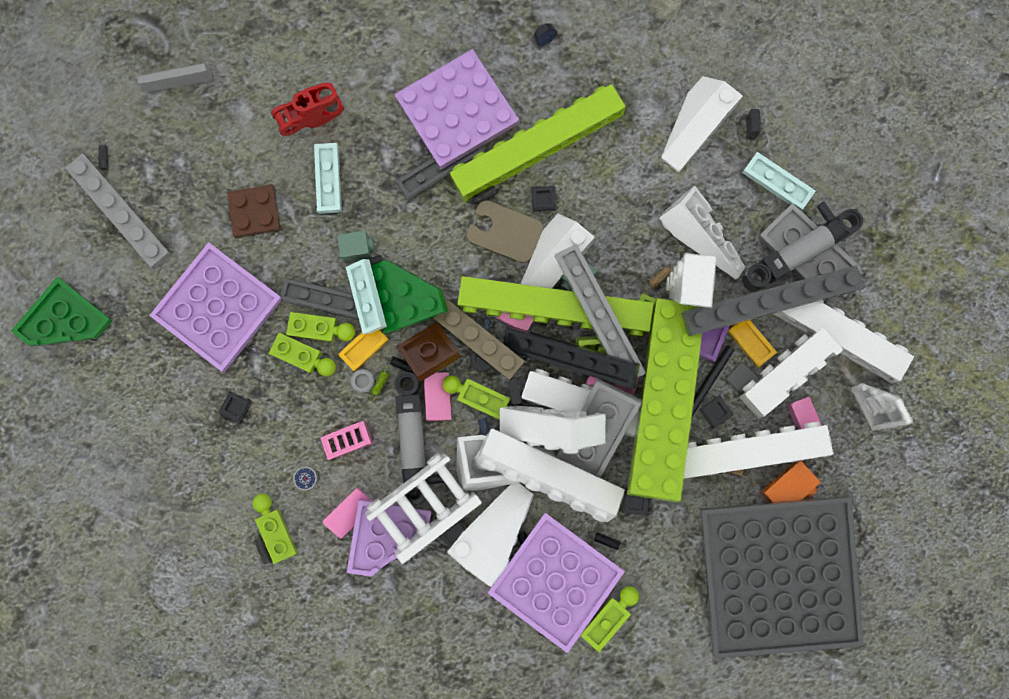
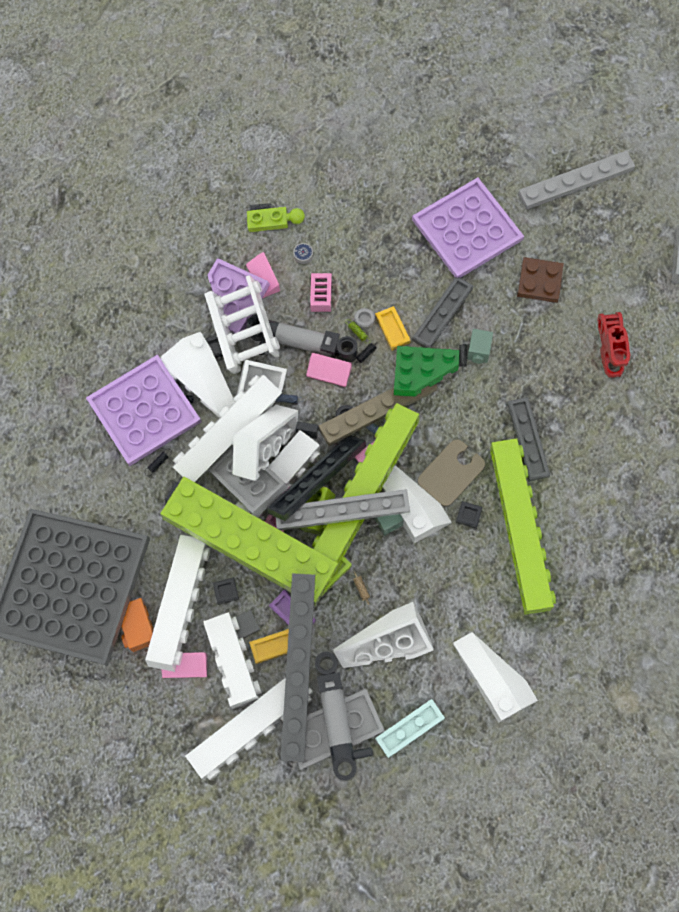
camera: 105 degrees right, 10 degrees down
(61, 317) = (500, 117): green plate -> none
(103, 157) = (627, 181): dark grey piece -> none
(235, 407) = (380, 220): black tile -> none
(301, 355) = (403, 278): lime plate -> none
(318, 328) = (421, 298): lime plate -> none
(327, 178) = (549, 344): light aqua plate -> none
(366, 296) = (432, 338): light aqua plate -> none
(428, 351) = (367, 372): reddish brown plate -> none
(457, 109) = (577, 469): lavender plate -> none
(476, 395) = (317, 399): lime plate -> none
(485, 194) = (490, 466): dark grey piece -> none
(544, 34) = (624, 569): black tile -> none
(610, 618) = (97, 440): lime plate -> none
(692, 280) = (335, 591): white wedge -> none
(711, 377) = (254, 595): black bar -> none
(753, 124) = (473, 726): black tile -> none
(880, 407) = (167, 730): white wedge -> none

